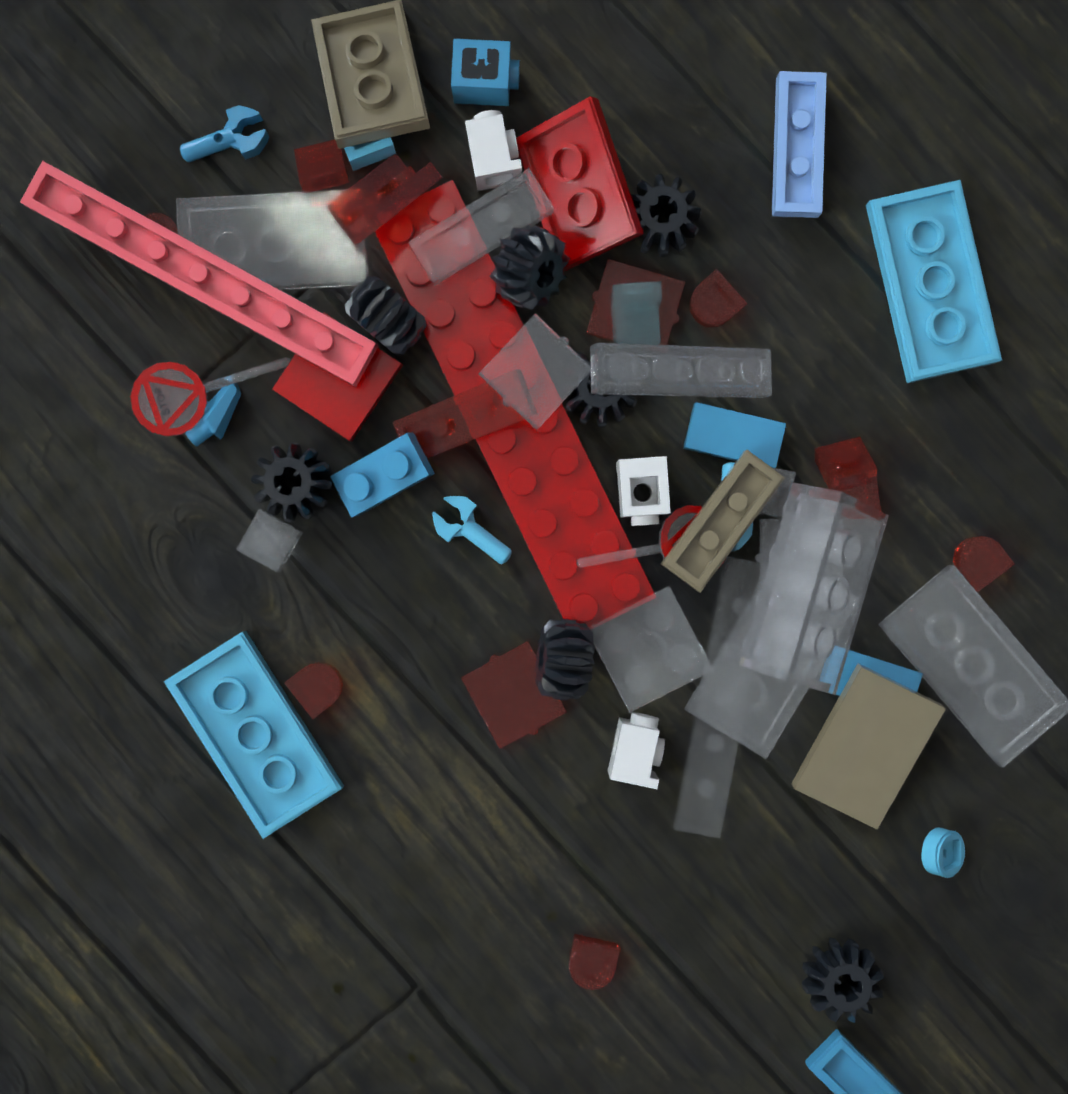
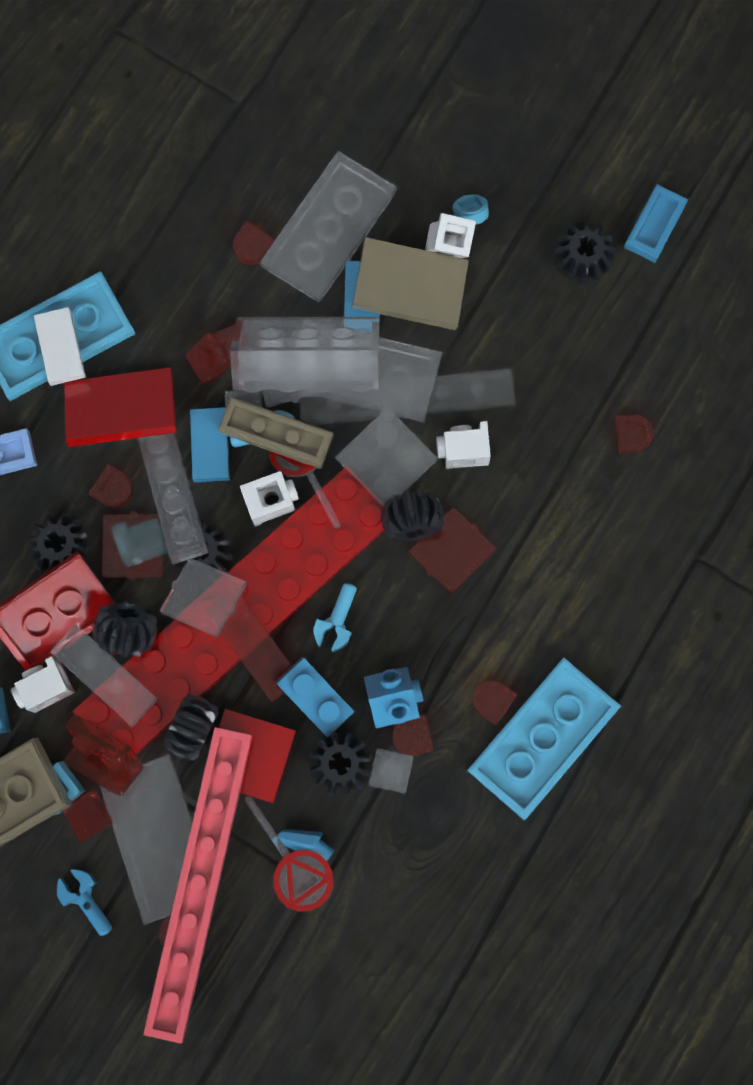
camera: 105 degrees left, 10 degrees down
(302, 578) = (413, 737): none -> clear red tile
(351, 569) = (393, 697): none -> dark azure brick
(814, 336) = (119, 407): none -> red tile
(914, 818) = (450, 236): none -> white brick
(917, 281) = (59, 346): none -> white tile

